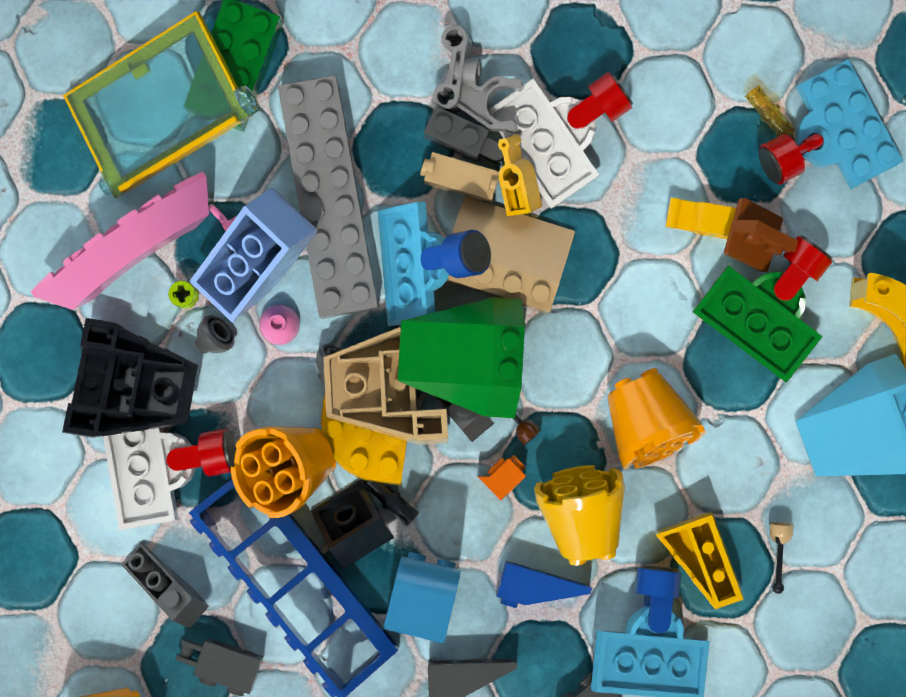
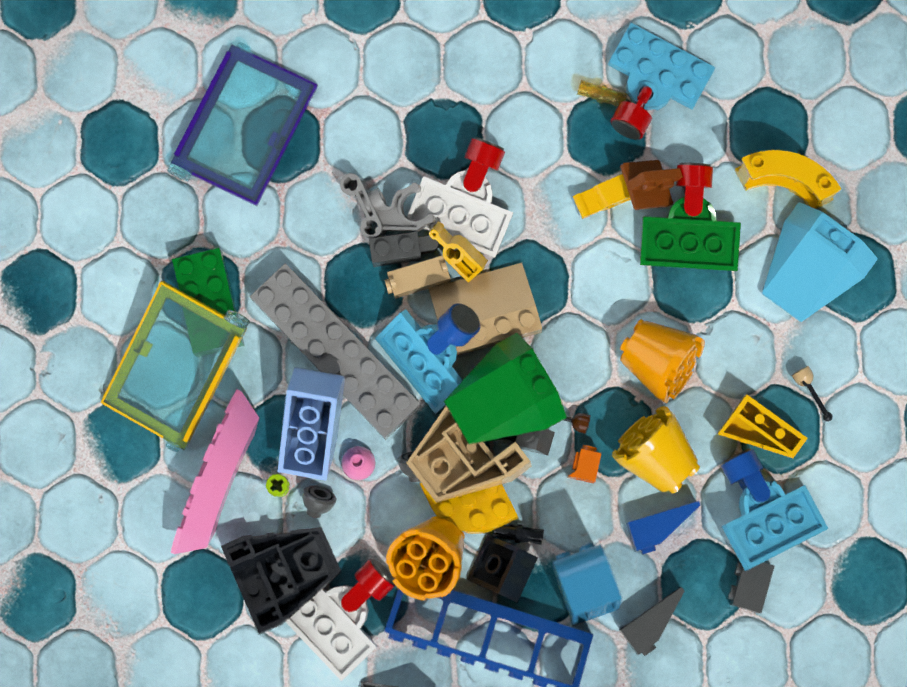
camera: 30 degrees left, 5 degrees down
(222, 219) = (278, 416): bright pink hand -> none

